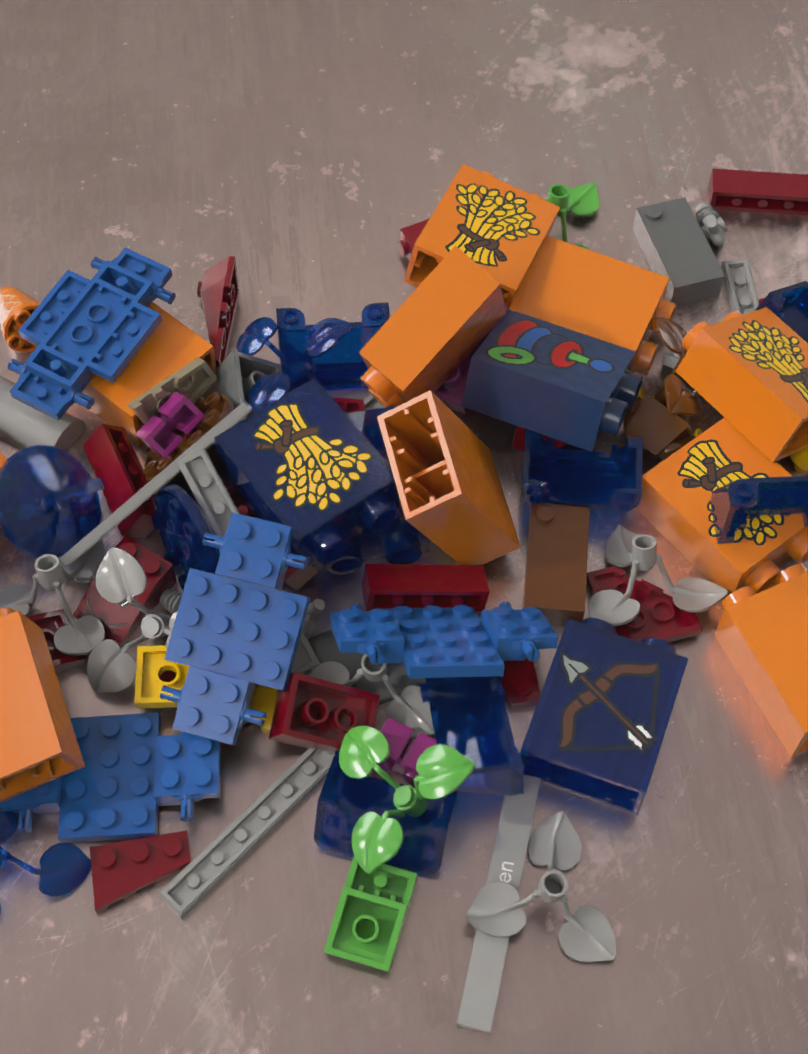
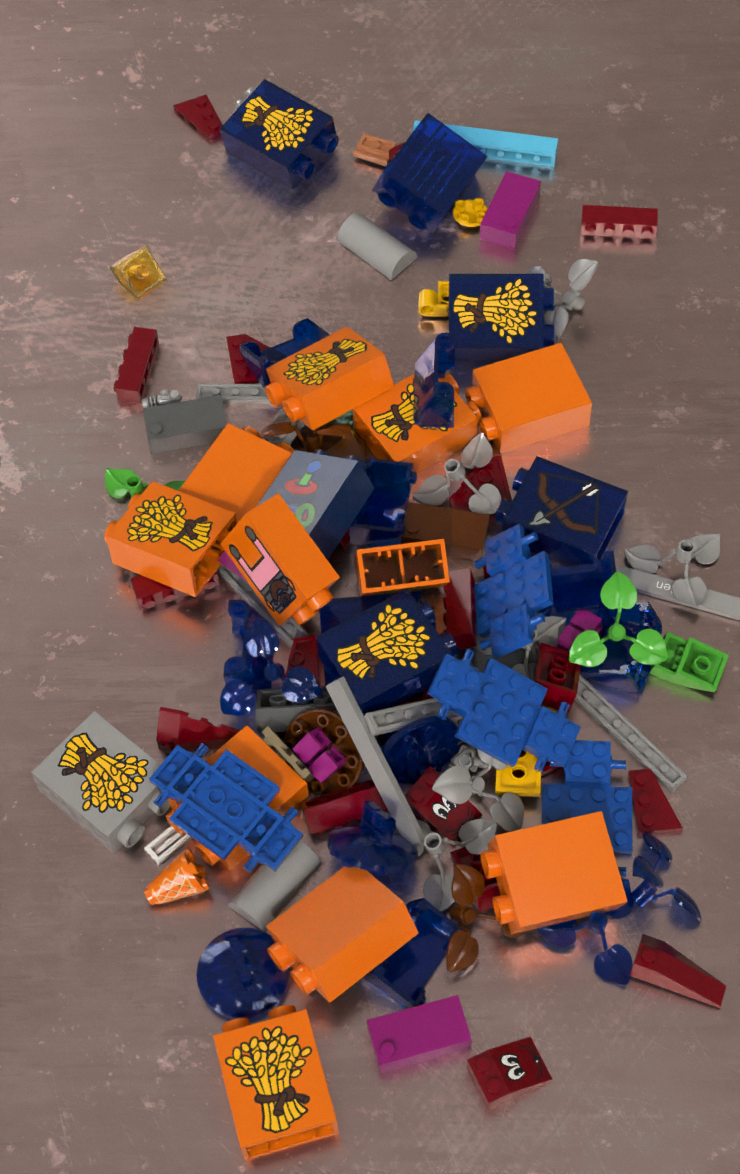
camera: 80 degrees left, 0 degrees up
(152, 212) = (102, 783): none -> light grey brick

